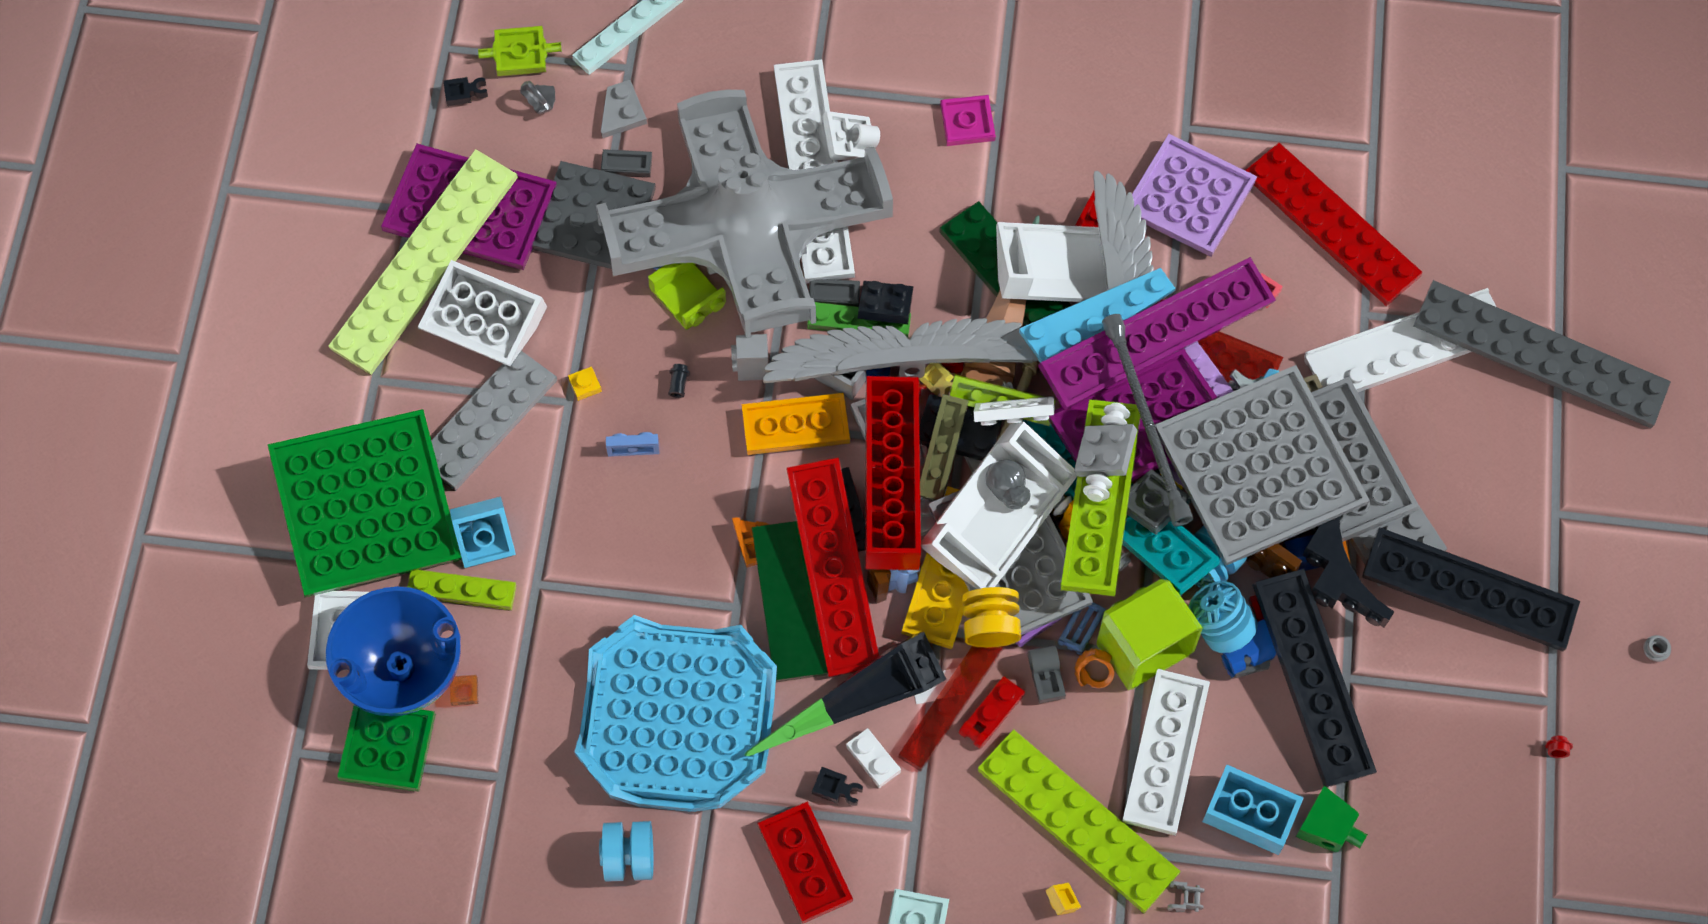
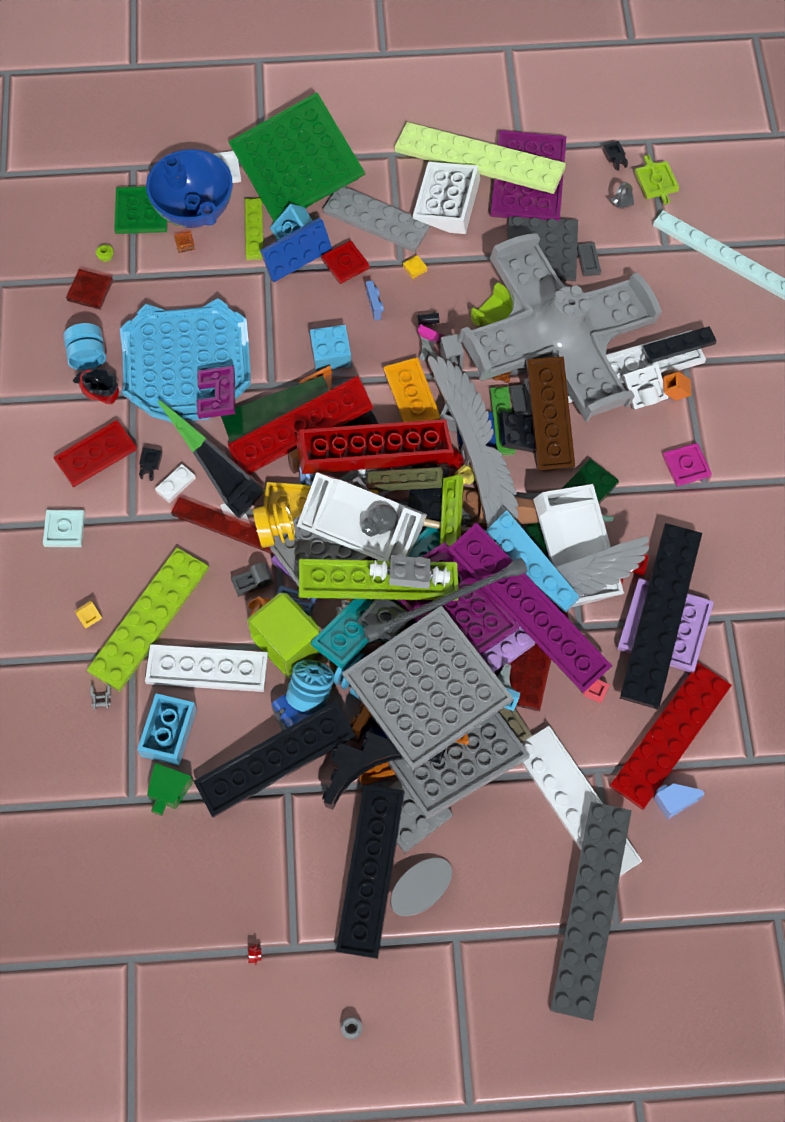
camera: 80 degrees right, 0 degrees up
(451, 818) = (107, 256): none -> lime plate
(515, 839) = (89, 289): none -> clear red plate
(528, 530) = (296, 249): none -> blue plate
(556, 472) = (345, 262): none -> red plate
(621, 110) = (629, 248): light grey wing -> none
(695, 841) = (98, 385): none -> black hair
(701, 514) = (330, 347): none -> medium azure brick
(717, 380) = (429, 338): none -> piece
(737, 656) = (224, 383): none -> magenta plate
(796, 83) = (679, 344): none -> black plate
(858, 100) = (677, 386): none -> orange brick
(875, 252) = (550, 413): none -> reddish brown plate
(992, 712) = (219, 551): red plate -> none
(1014, 410) = (437, 513): white plate -> none
(1182, 193) = (661, 616): none -> black plate
(1417, 235) = (676, 798): none -> light blue slope
(1496, 535) = (421, 887): none -> light grey shield

